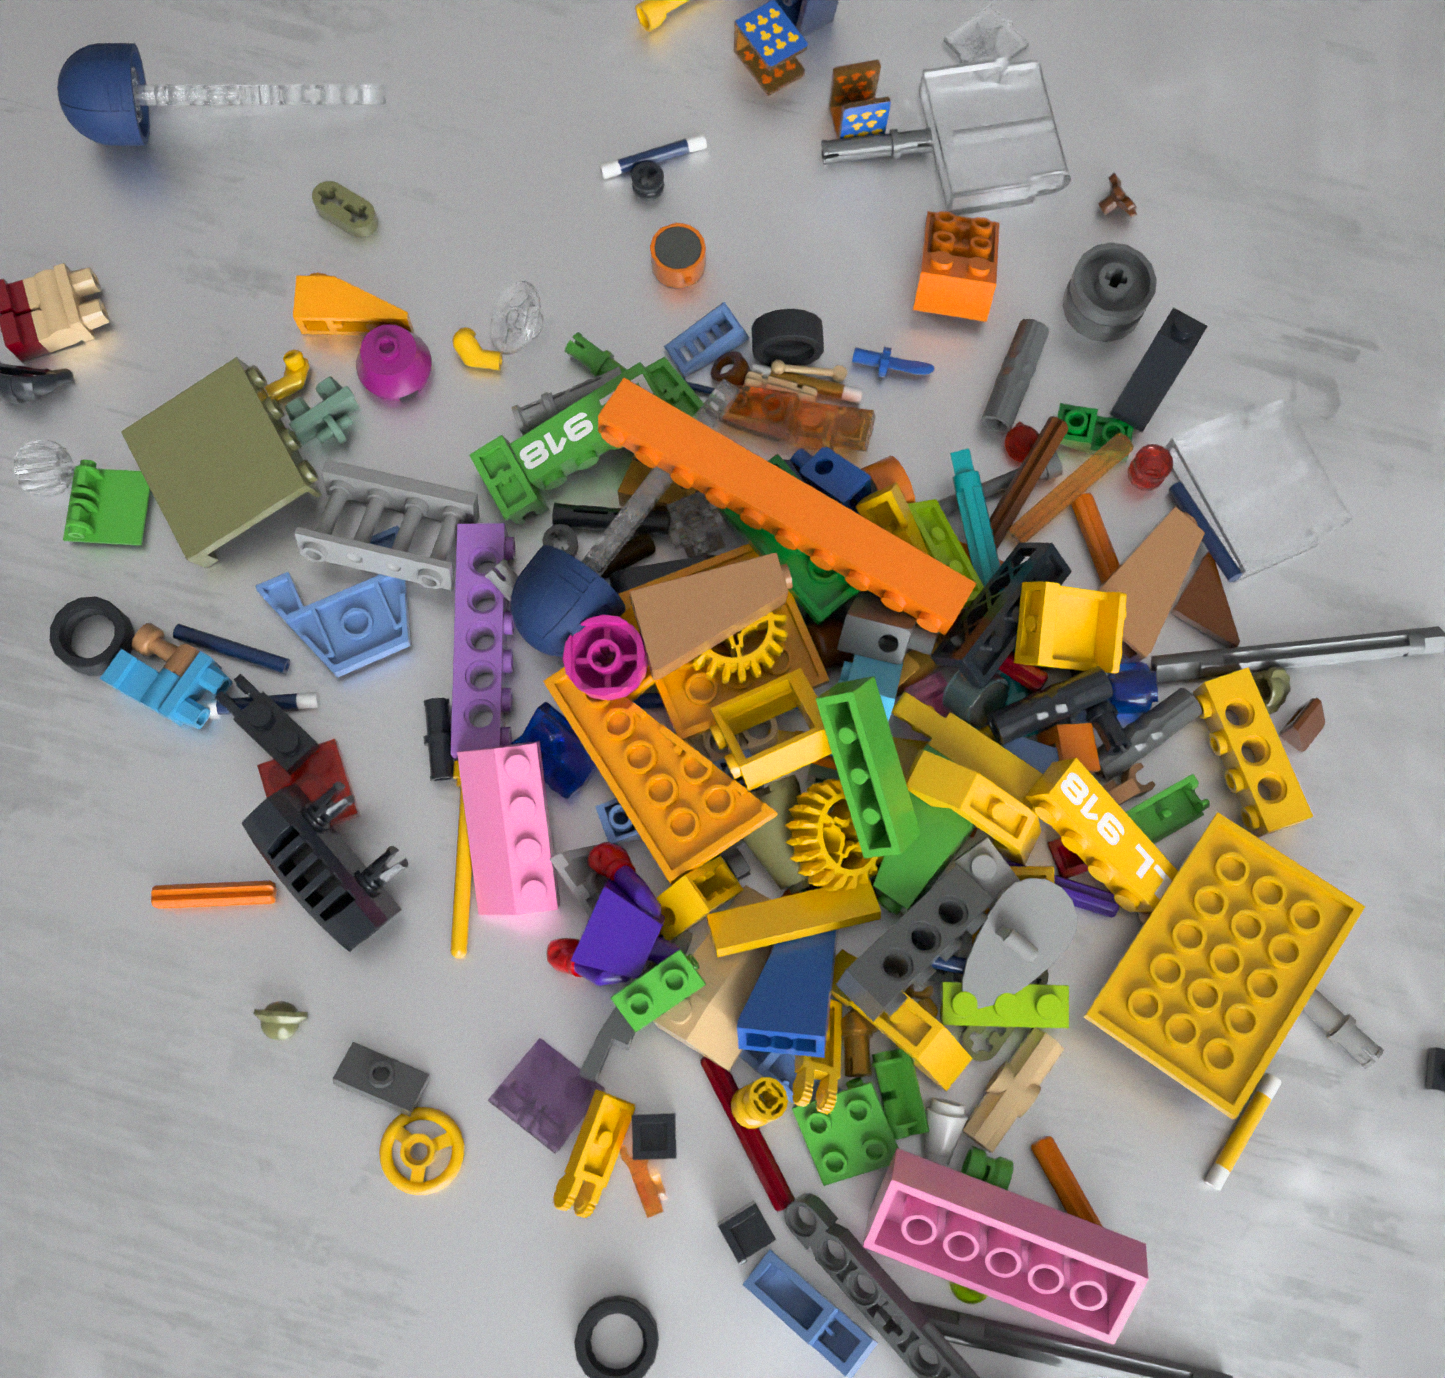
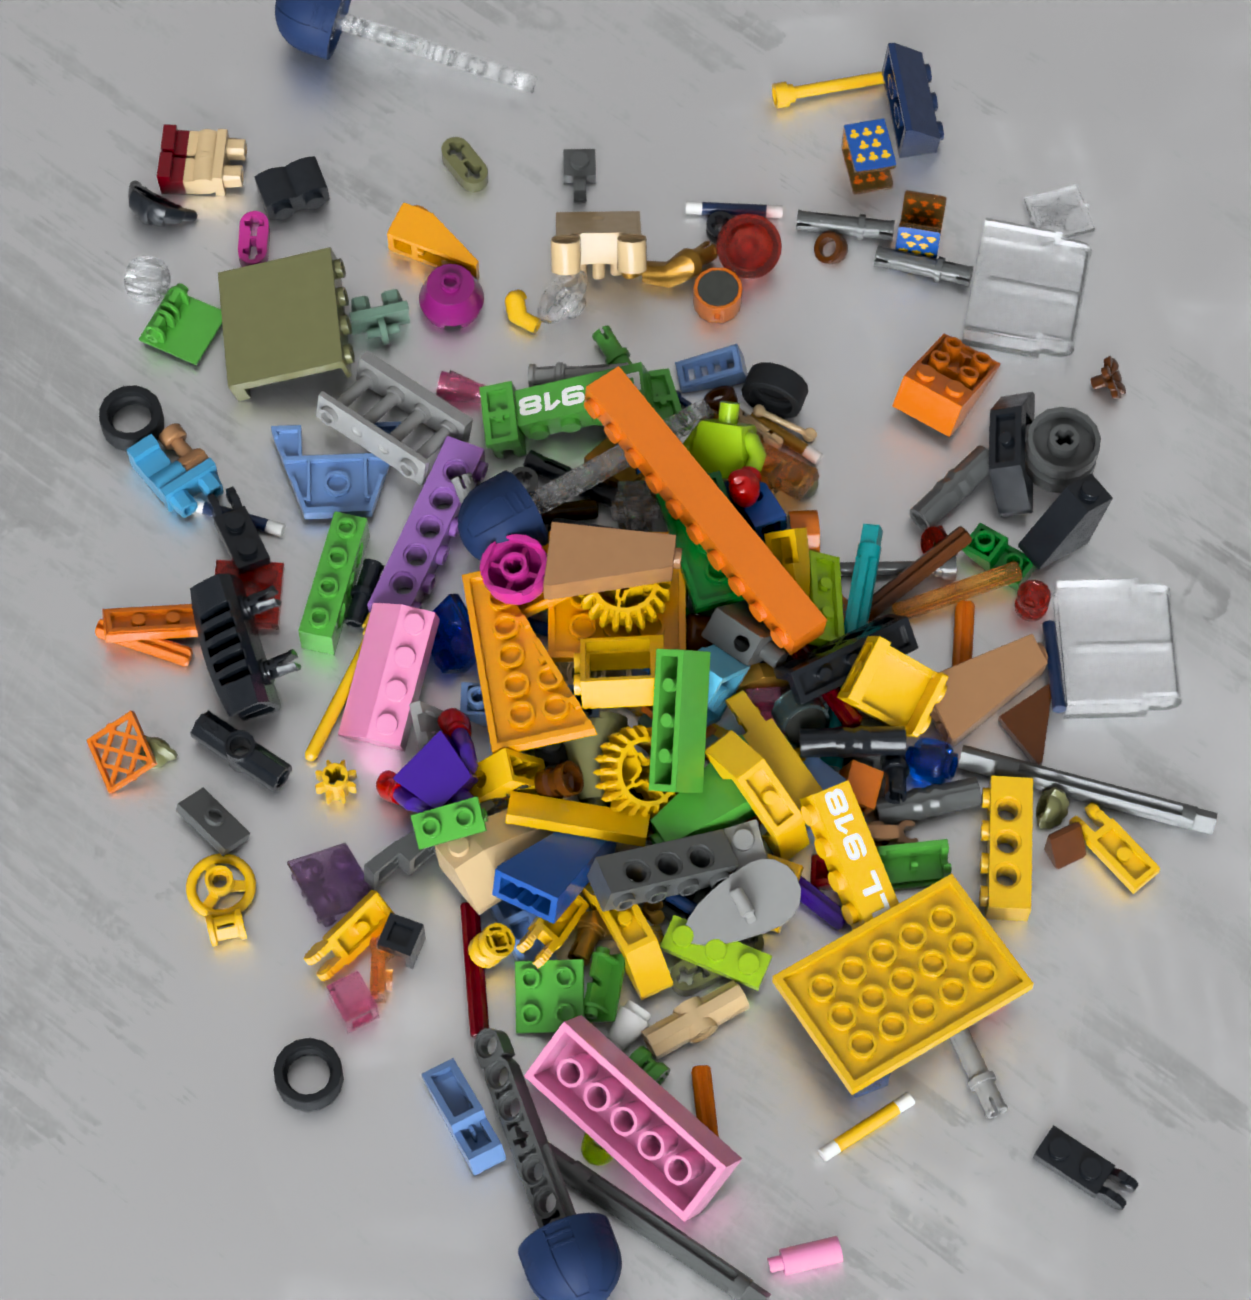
camera: 25 degrees right, 10 degrees down
(155, 376) = (247, 241): none -> dark pink beam
(165, 303) = (292, 188): none -> black brick
(208, 874) = (149, 623): none -> orange tile
(222, 1055) = (141, 742): none -> orange window
(231, 648) = (233, 468): dark blue piece -> none
(293, 378) = (368, 280): yellow arm -> none
(353, 978) = (225, 739): none -> black piece
(401, 741) = (333, 583): none -> bright green brick
(444, 463) = (458, 388): none -> clear pink cone
(448, 1201) = (237, 930): none -> yellow bush
(472, 172) = (579, 170): none -> dark grey plate
(493, 965) = (340, 789): none -> yellow gear
(530, 240) = (598, 241): none -> tan piece
(626, 241) = (680, 268): none -> pearl gold arm
(630, 1233) = (352, 1001): none -> clear pink panel
(691, 189) = (749, 246): none -> clear red cone
(746, 1232) = (441, 1036): black panel -> none
(756, 880) = (560, 781): none -> reddish brown wheel
(765, 149) = (840, 251): none -> reddish brown piece
(777, 131) = (846, 225): none -> dark grey pin
(780, 423) = (732, 450): none -> lime torso
(884, 361) = (851, 438): blue piece -> none
(1061, 314) = (1007, 453): none -> black slope
(1251, 1314) = (807, 1256): none -> bright pink cylinder
(1358, 707) = (1117, 849): none -> yellow hinge

